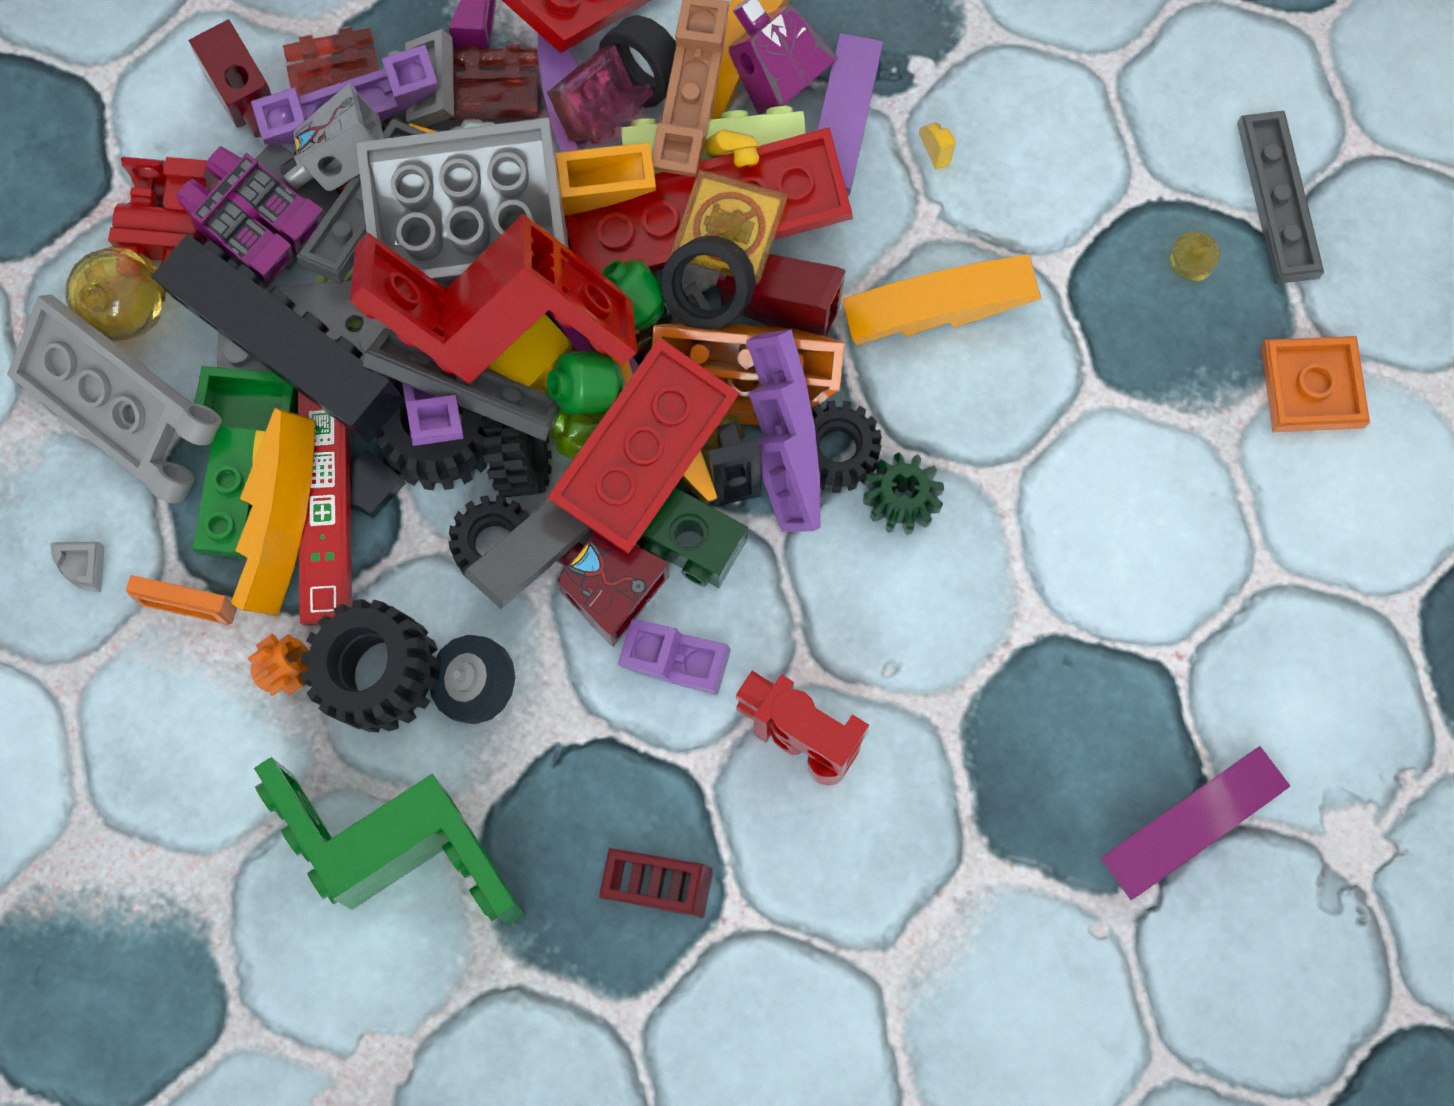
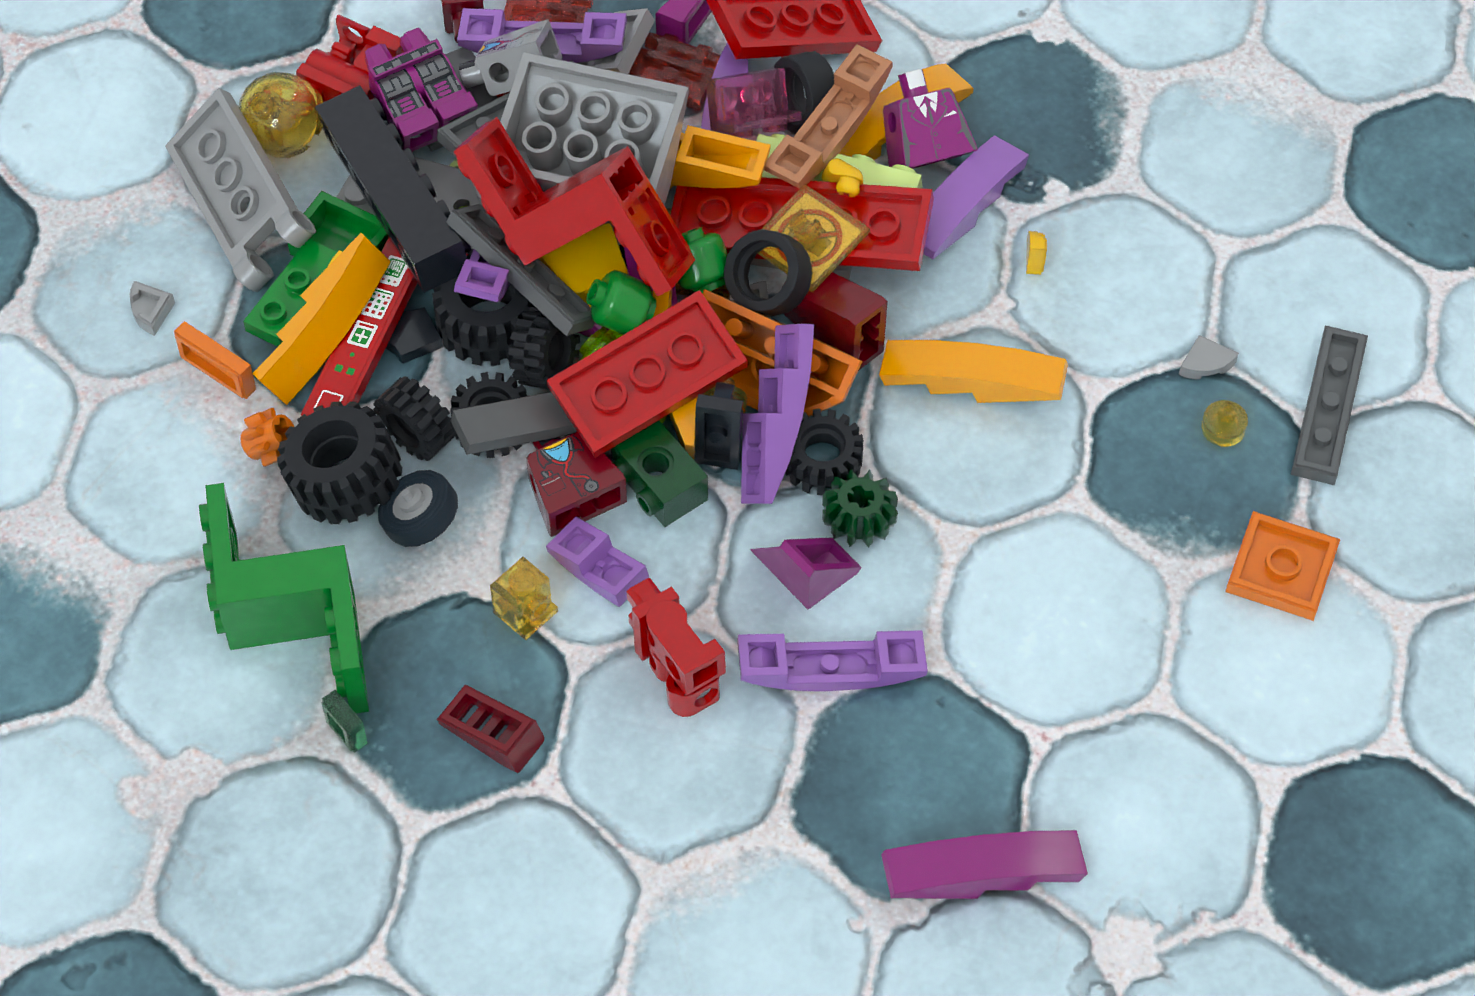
camera: 25 degrees right, 15 degrees down
(423, 584) = (415, 418): none -> black tyre
(510, 945) = (344, 721): none -> clear green tile
(625, 733) = (523, 598): none -> clear yellow brick
(879, 574) = (809, 567): none -> magenta slope
(953, 668) = (832, 665): none -> medium lavender slope
(1148, 195) = (1207, 359): none -> light grey tile

